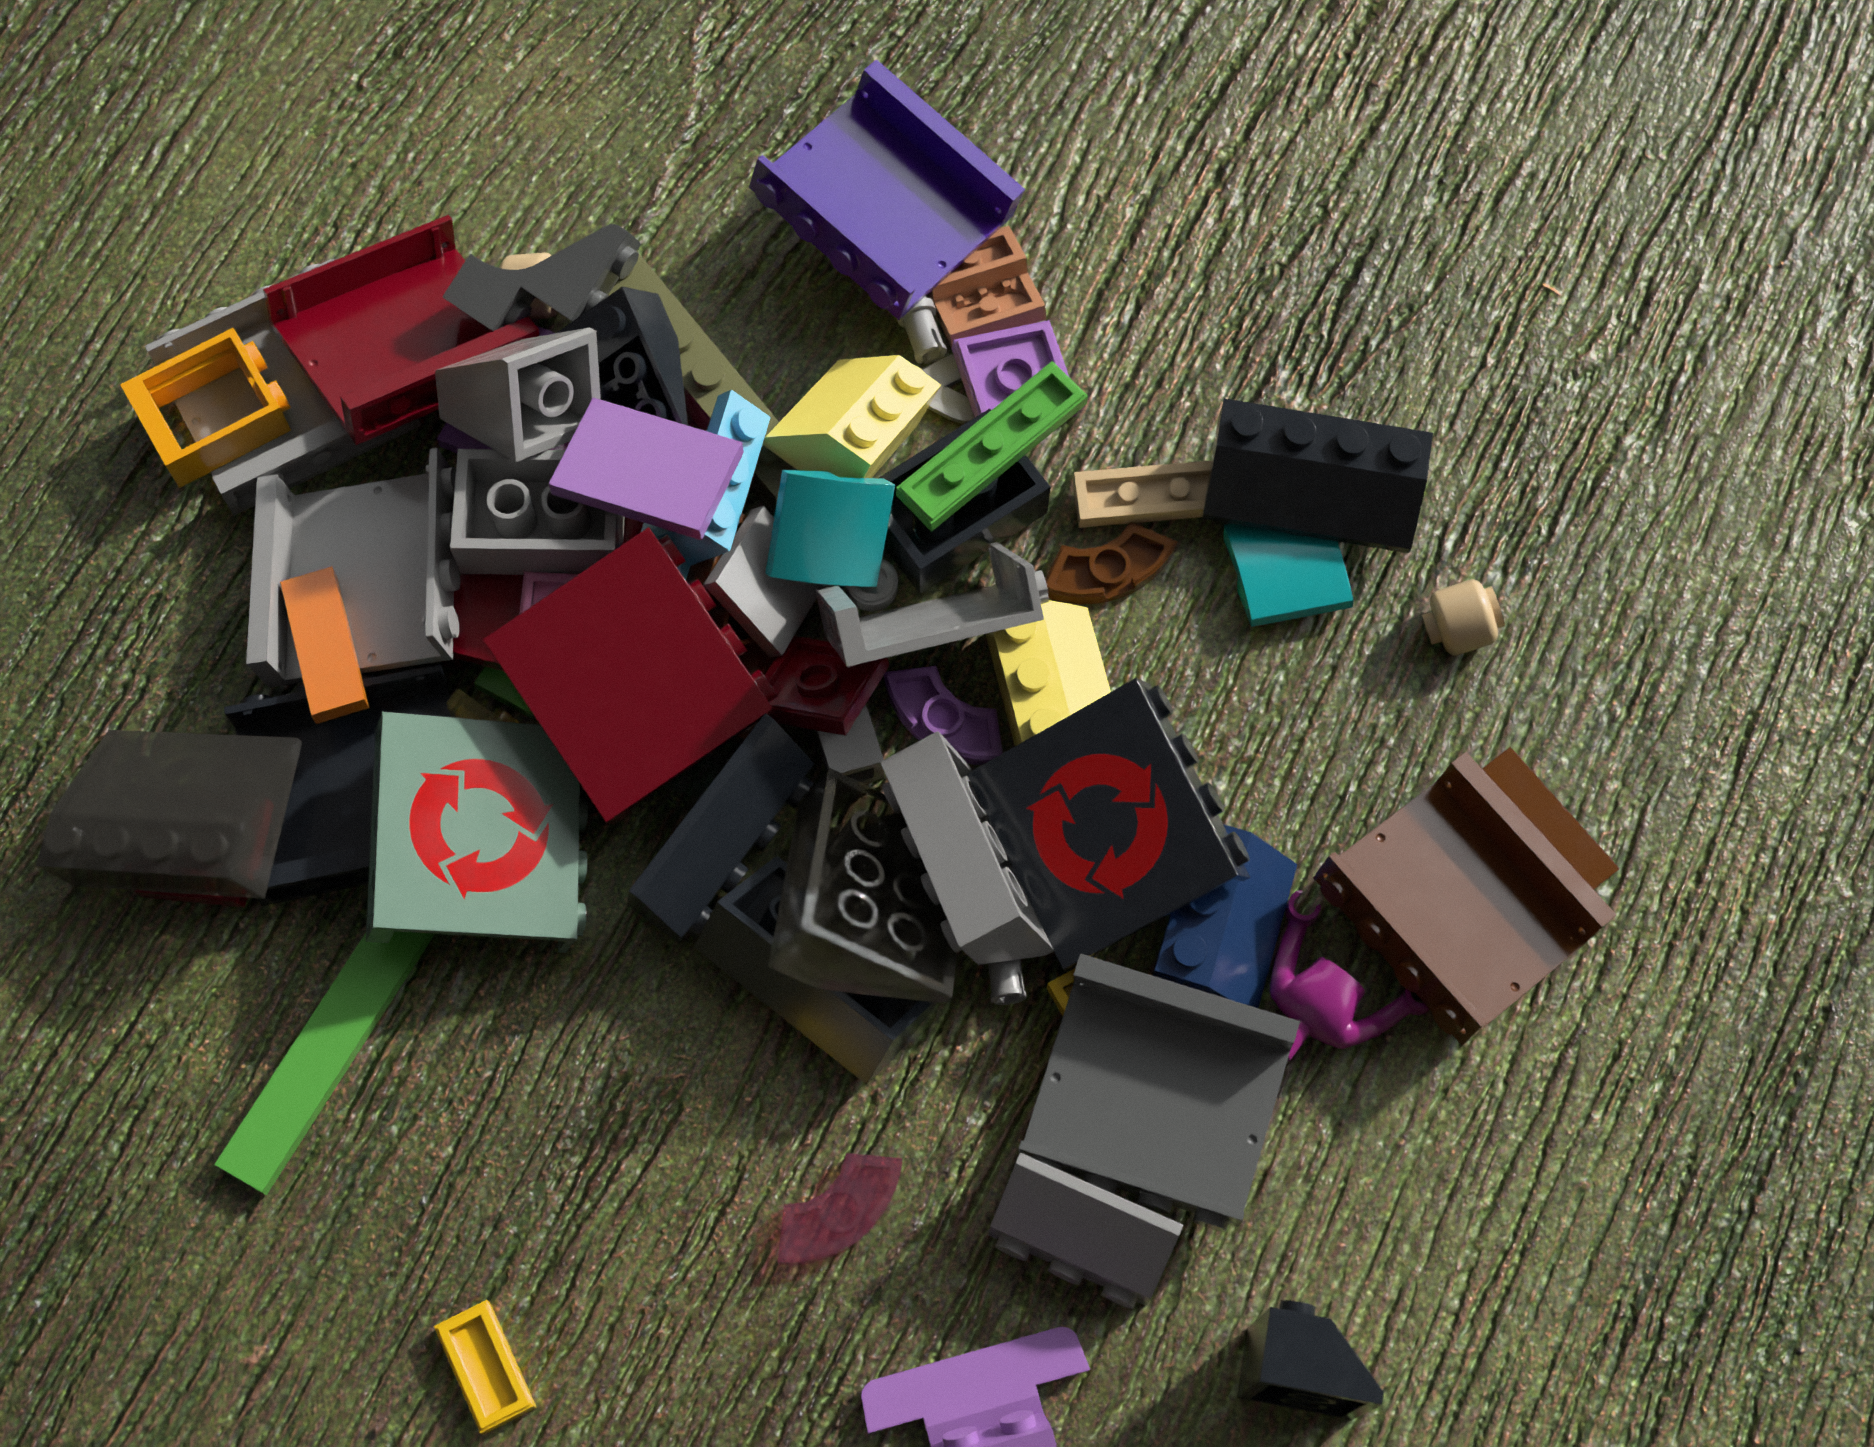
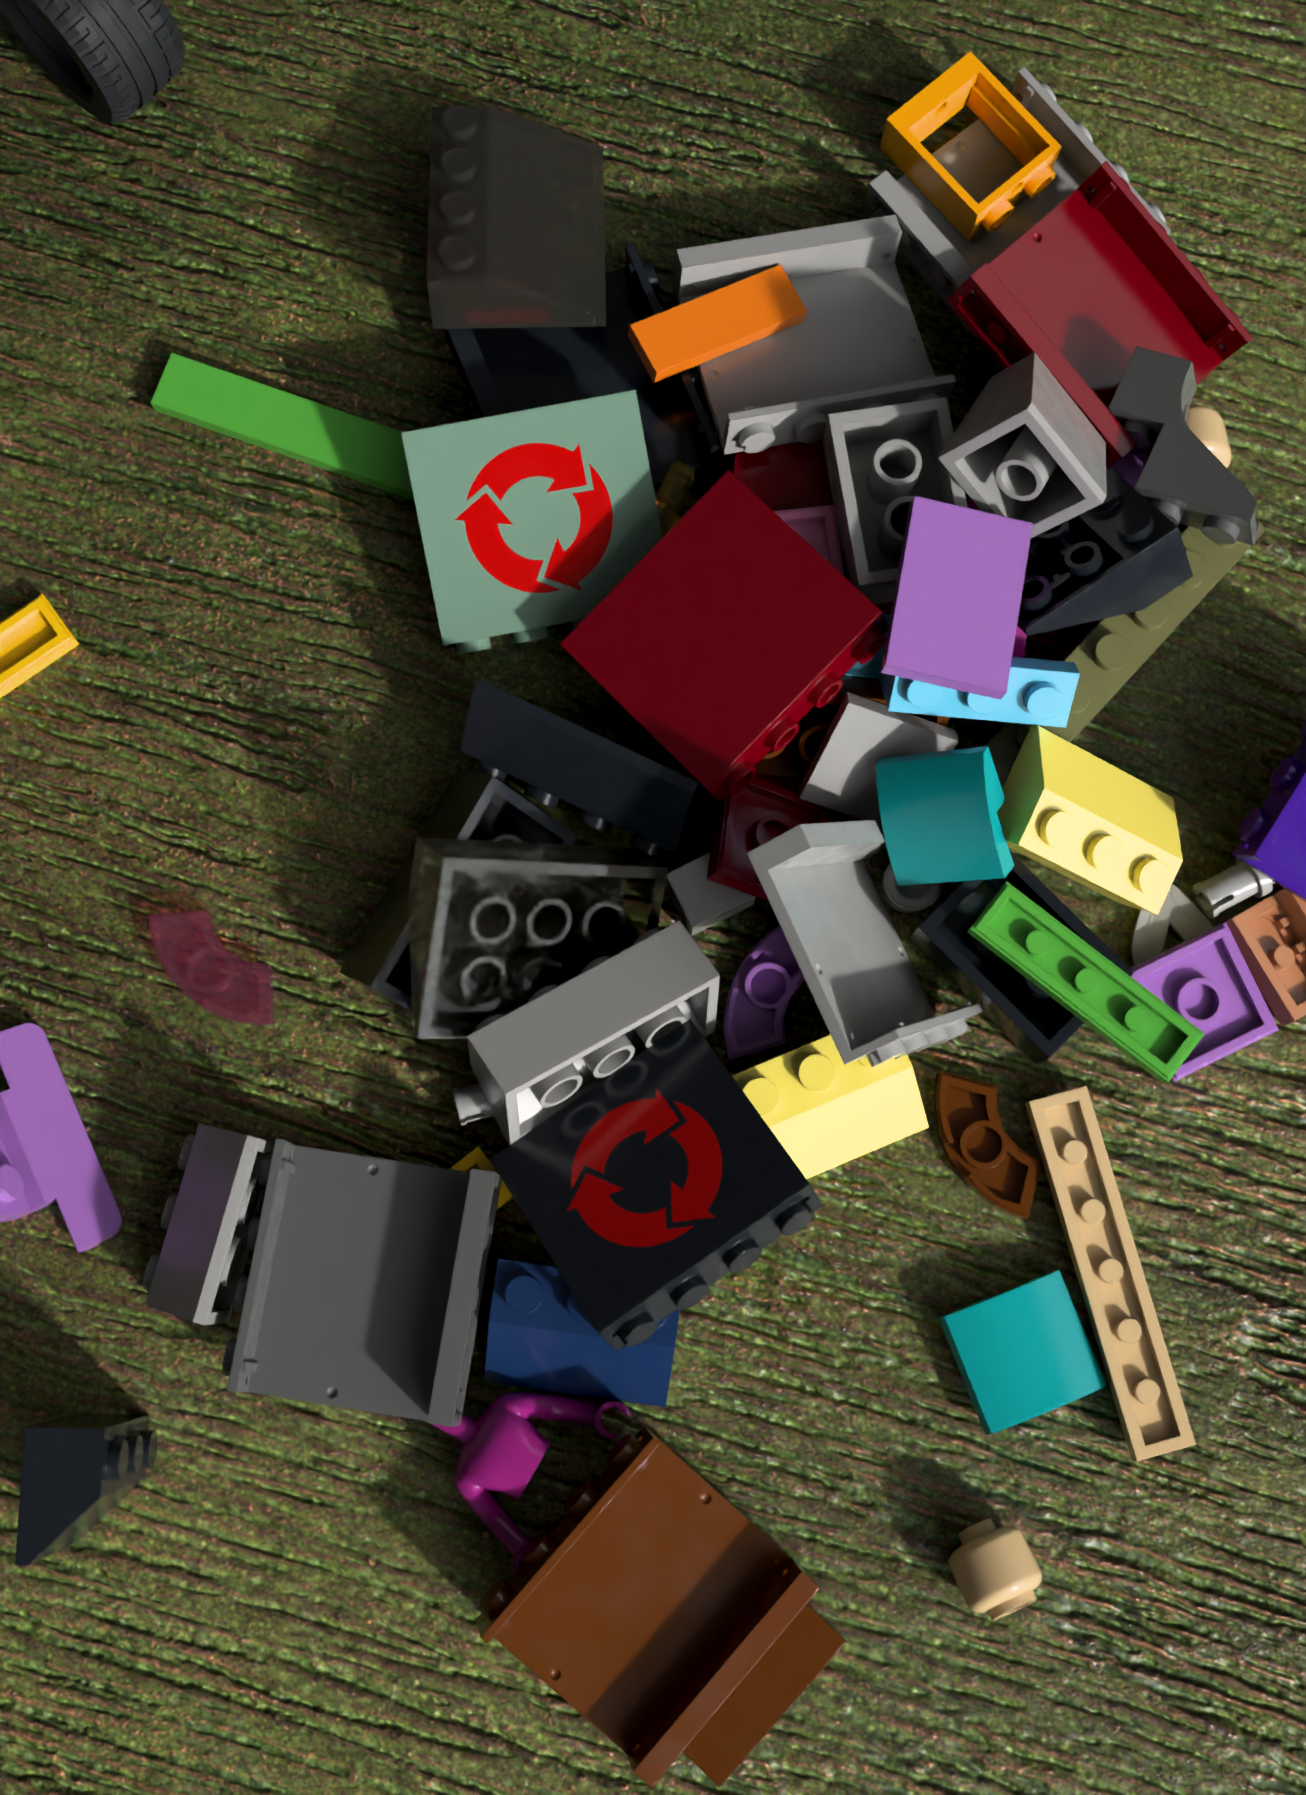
camera: 80 degrees right, 10 degrees up
(1317, 475) = (1131, 1372): black slope -> none

